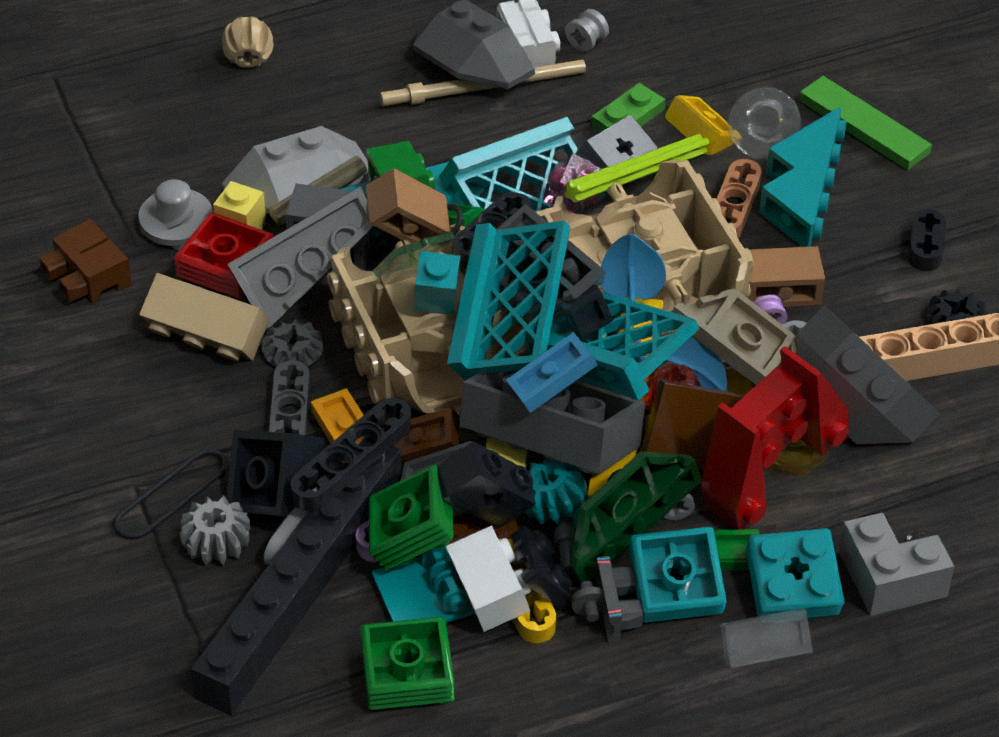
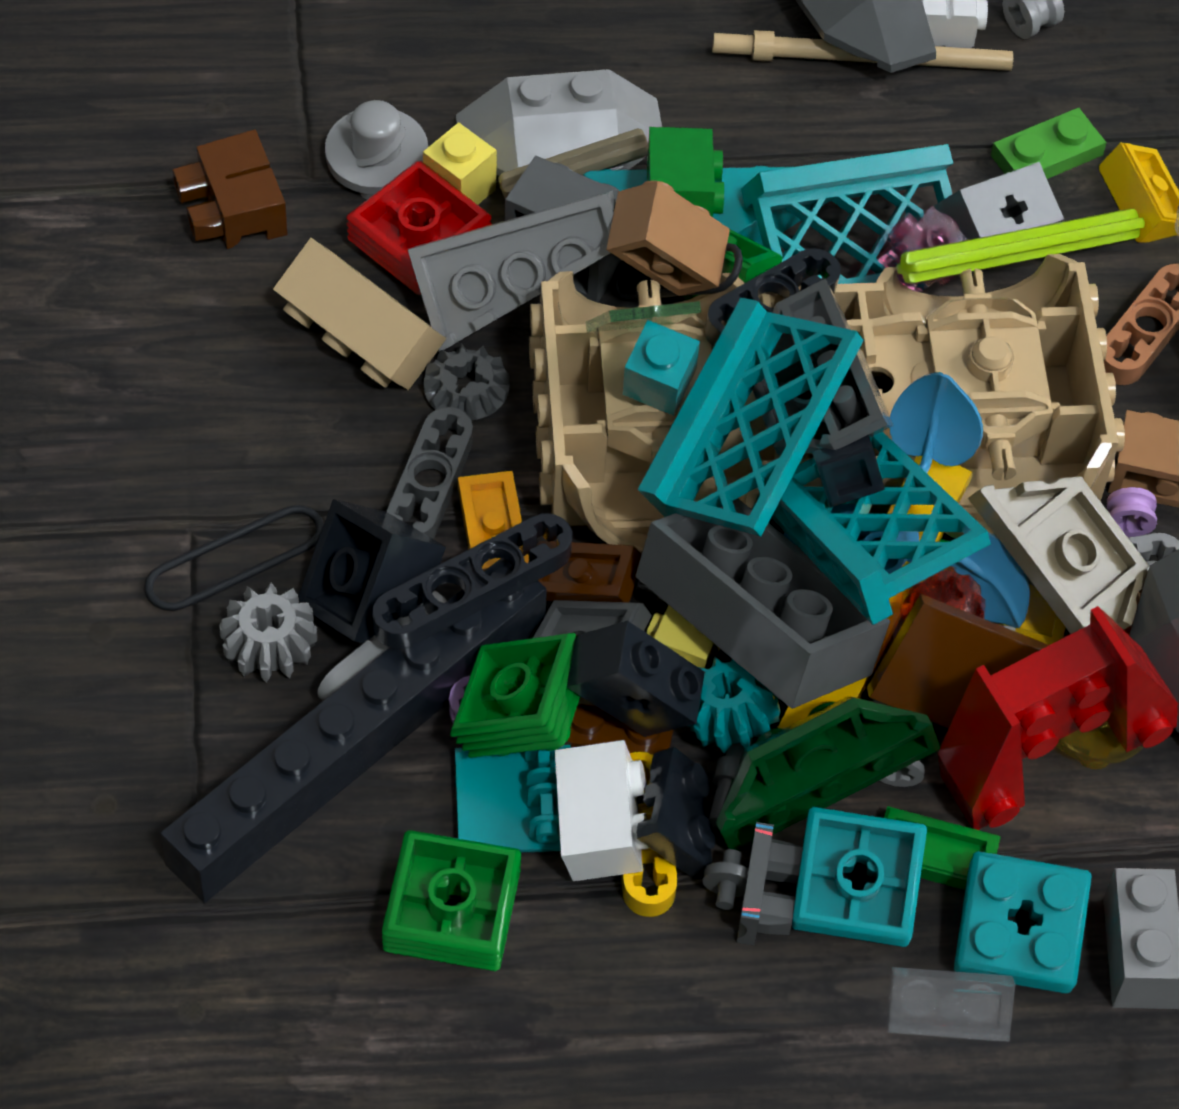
camera: 15 degrees right, 10 degrees up
(552, 372) = (766, 550): dark azure plate -> none

